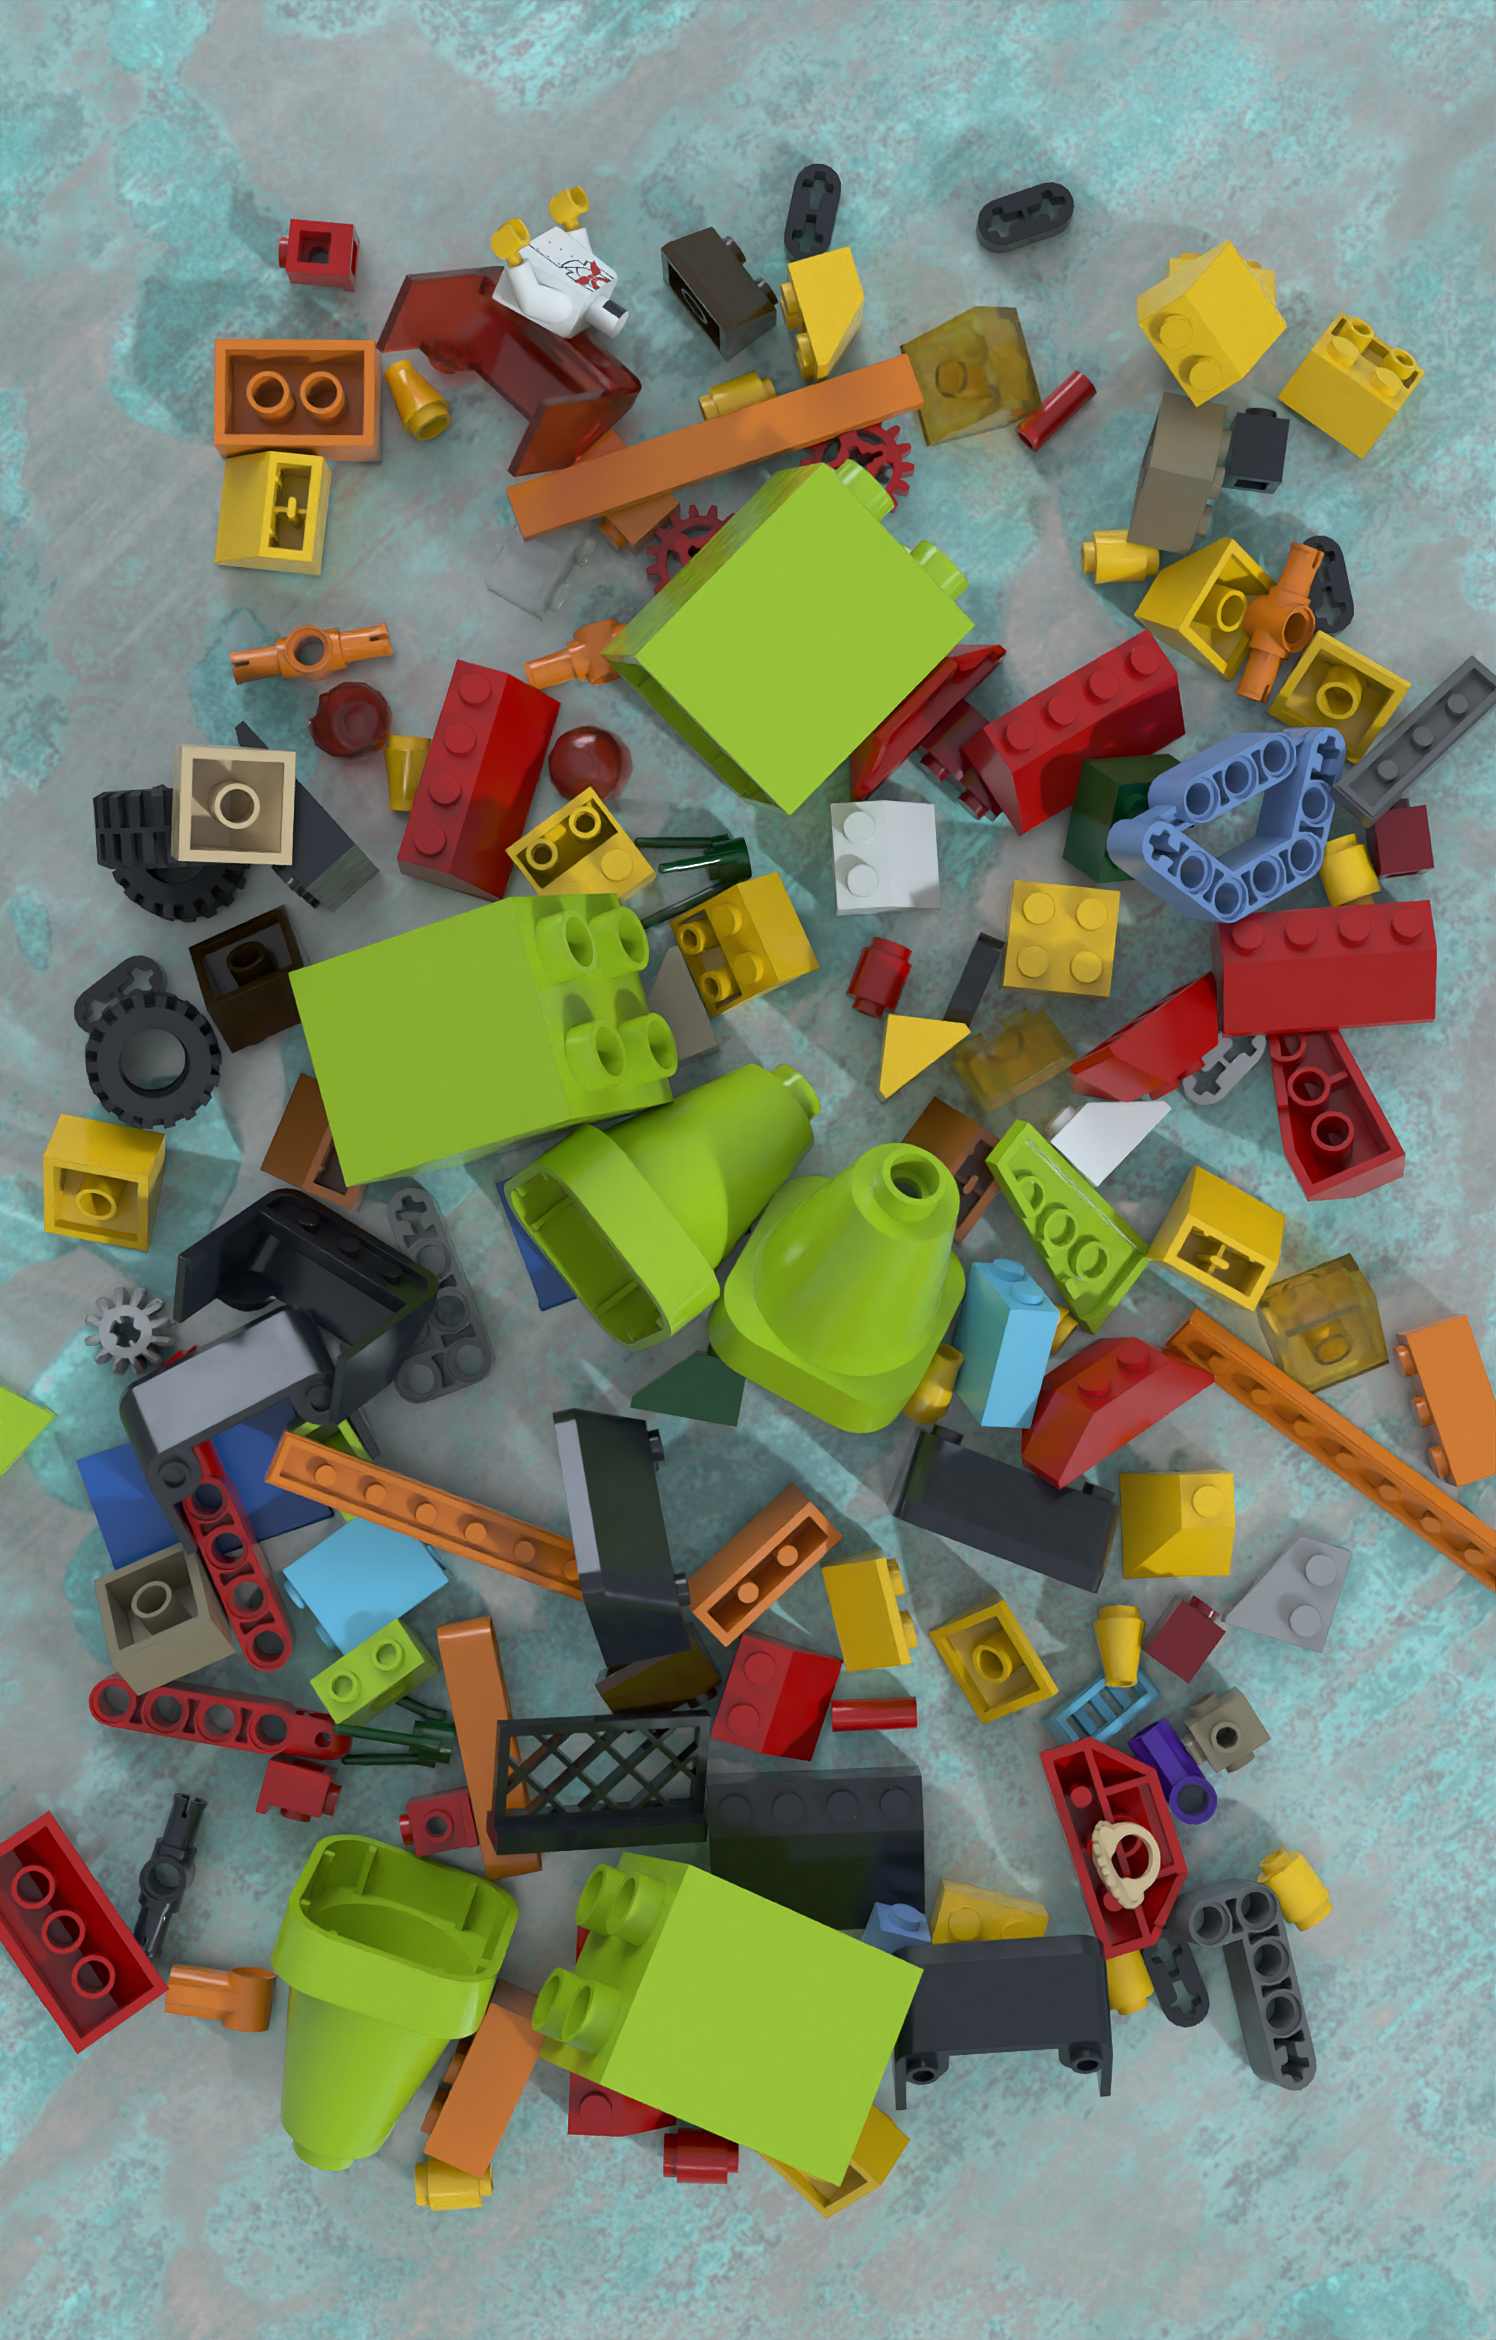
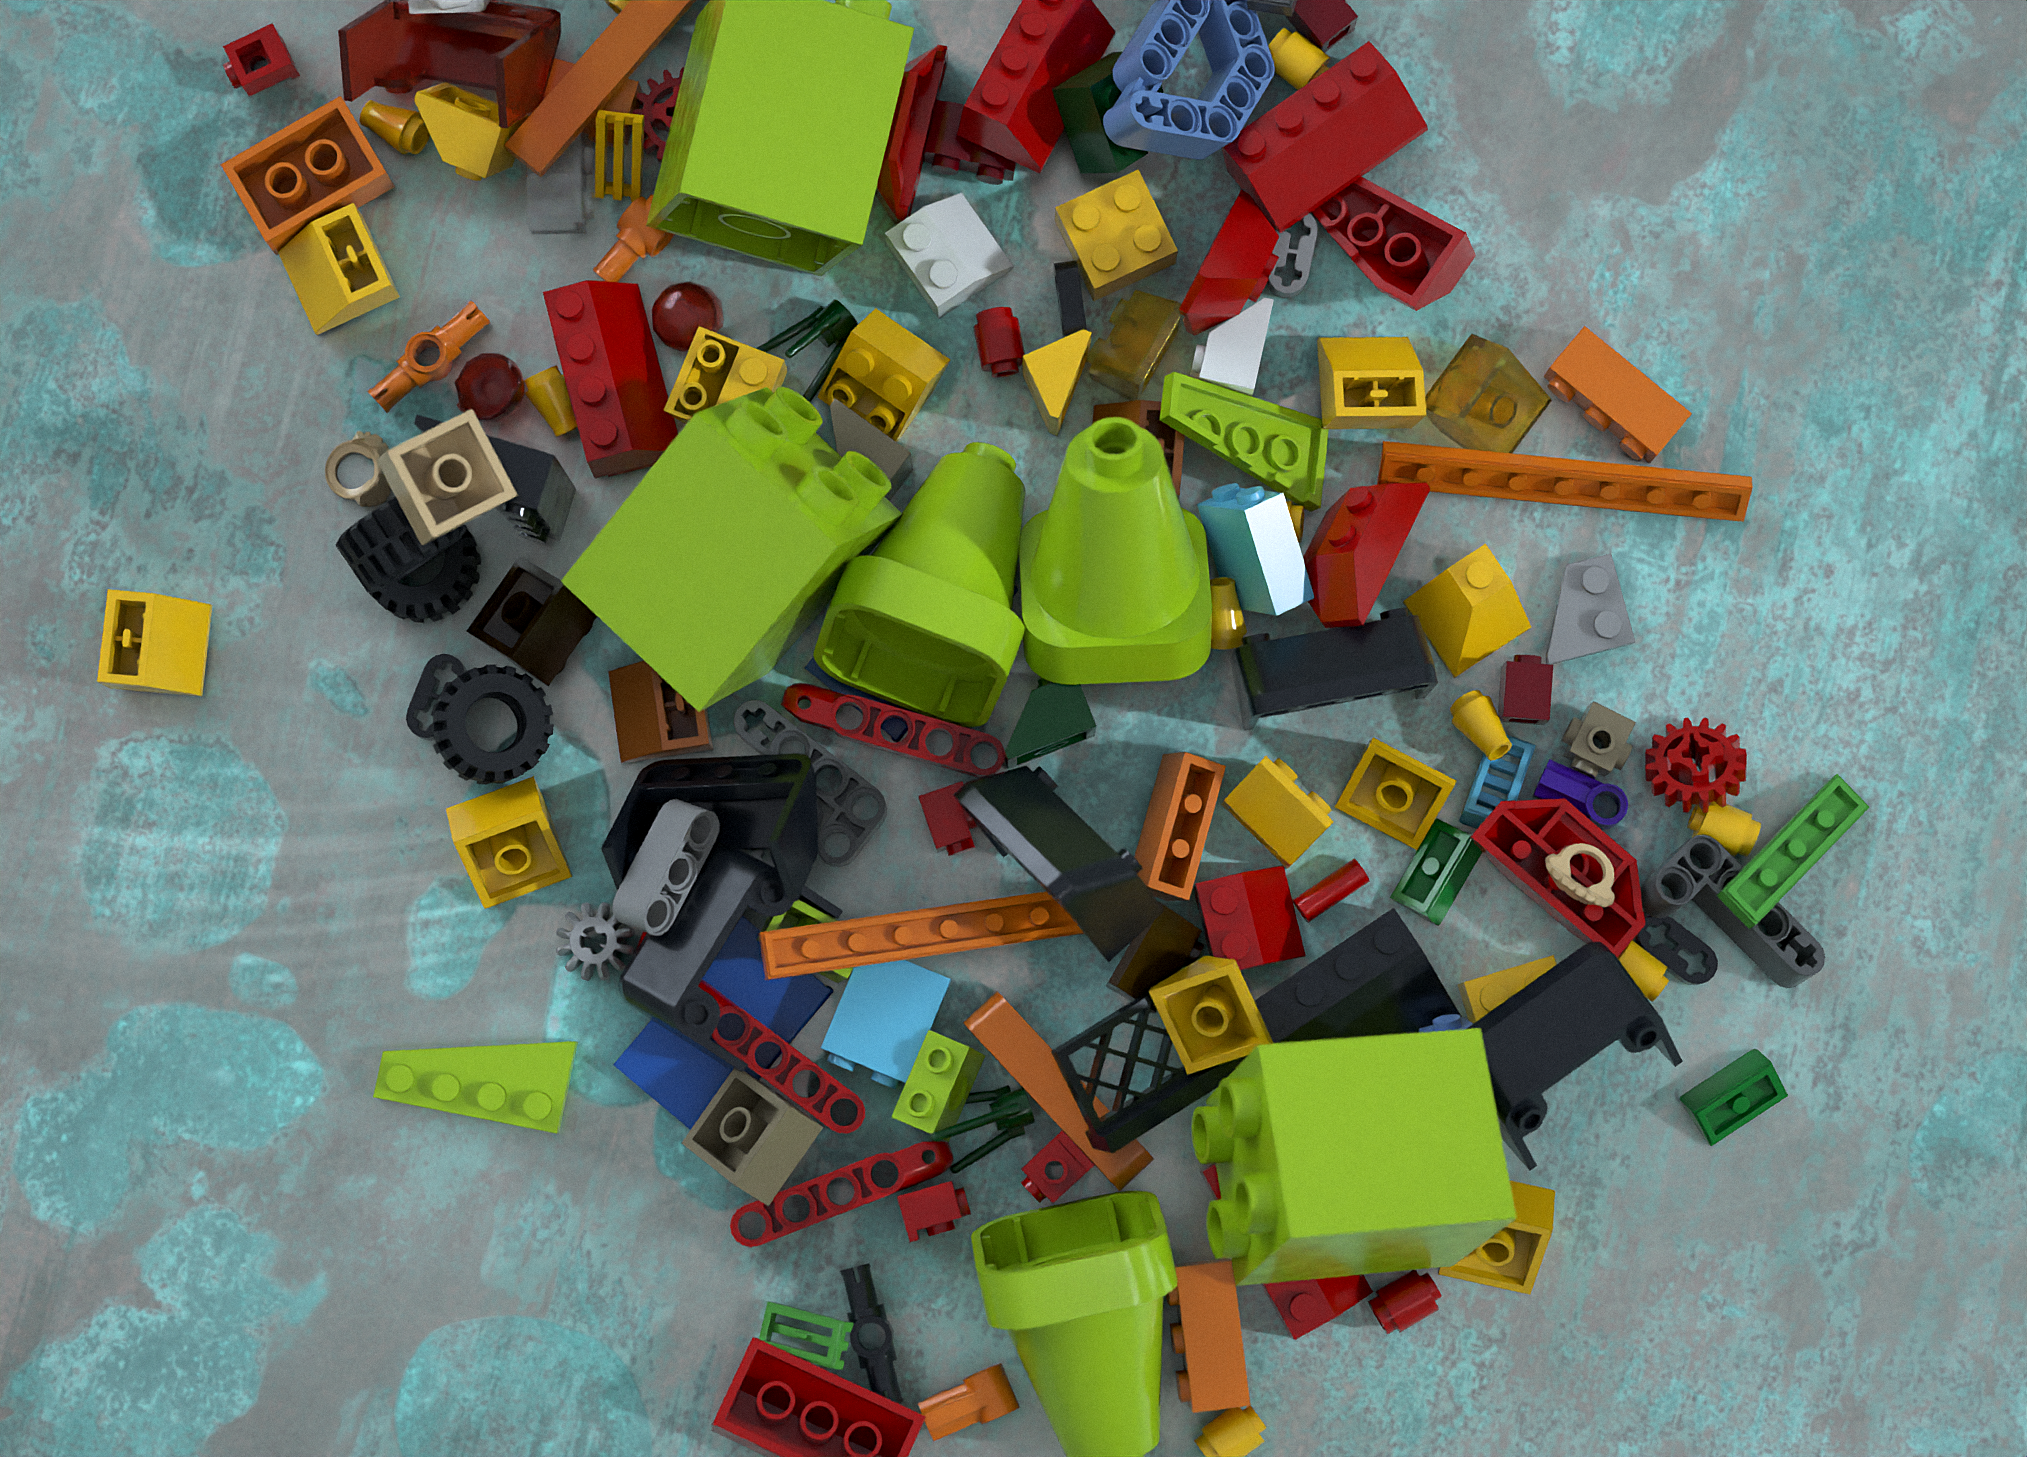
camera: 30 degrees left, 5 degrees down
(126, 1864) = (835, 1343): none -> bright green tile
(203, 709) = (374, 490): none -> tan piece
(234, 1307) = (666, 867): none -> light grey beam
(476, 448) = (466, 130): none -> yellow slope
(482, 1245) = (827, 703): none -> red piece
(535, 1419) = (947, 820): none -> red brick
(598, 592) = (618, 187): none -> yellow tile
(676, 1774) = (1209, 1013): none -> yellow slope
(987, 1758) = (1437, 872): none -> green slope
(1141, 2149) = (1733, 1096): none -> green slope
(1327, 1813) = (1719, 762): none -> red gear
(1346, 1955) = (1792, 851): none -> bright green tile

